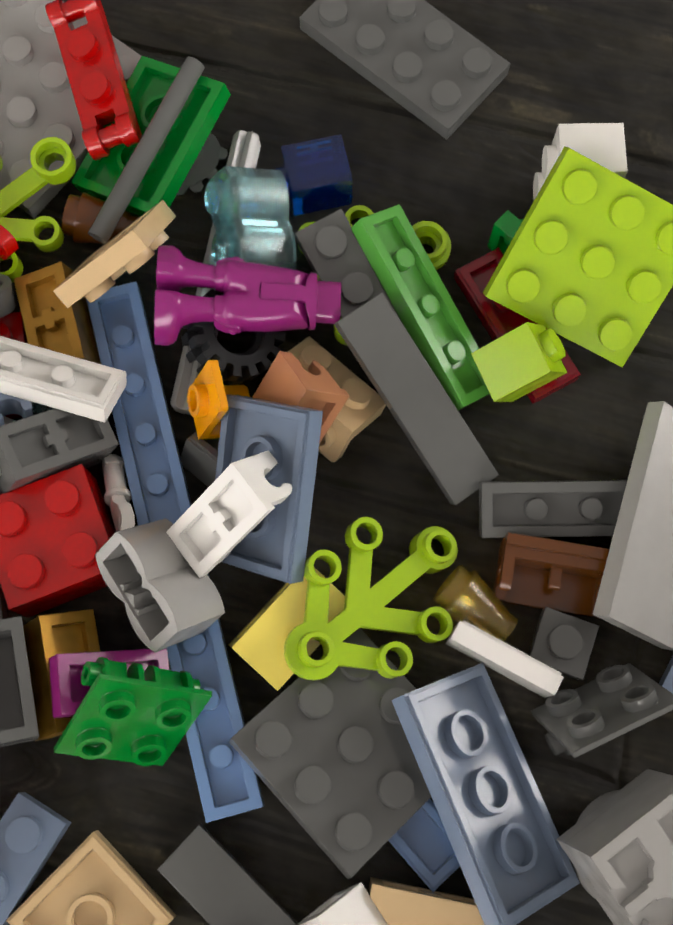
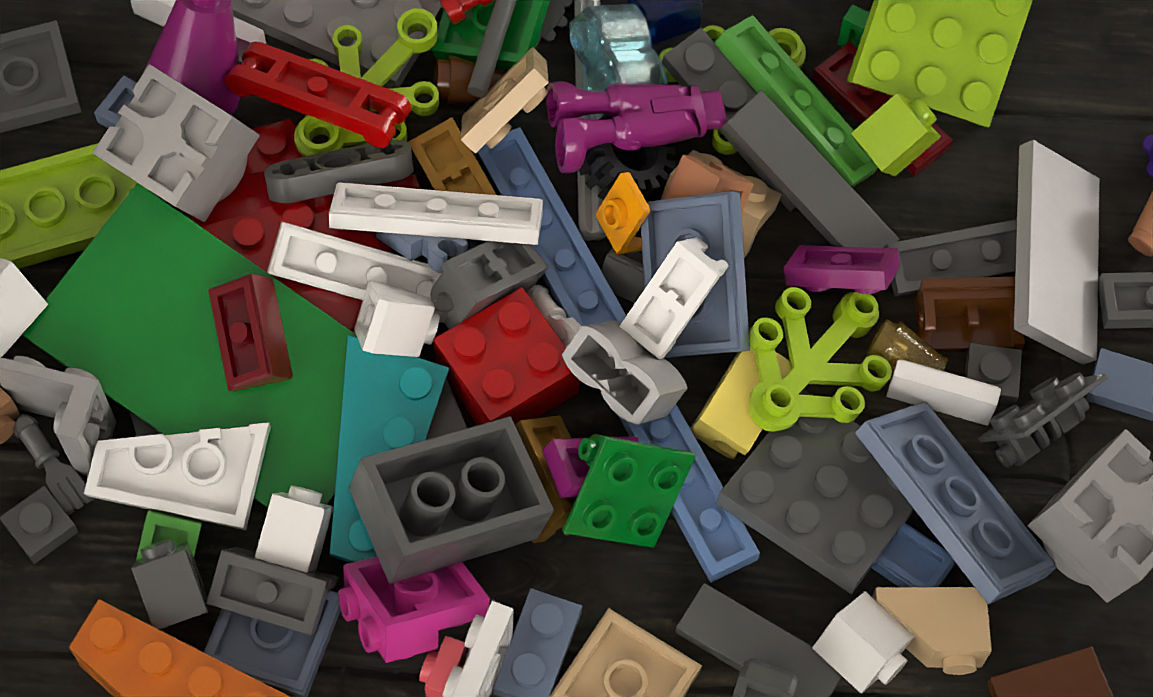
camera: 15 degrees left, 10 degrees down
(428, 500) = (842, 267): none -> magenta plate

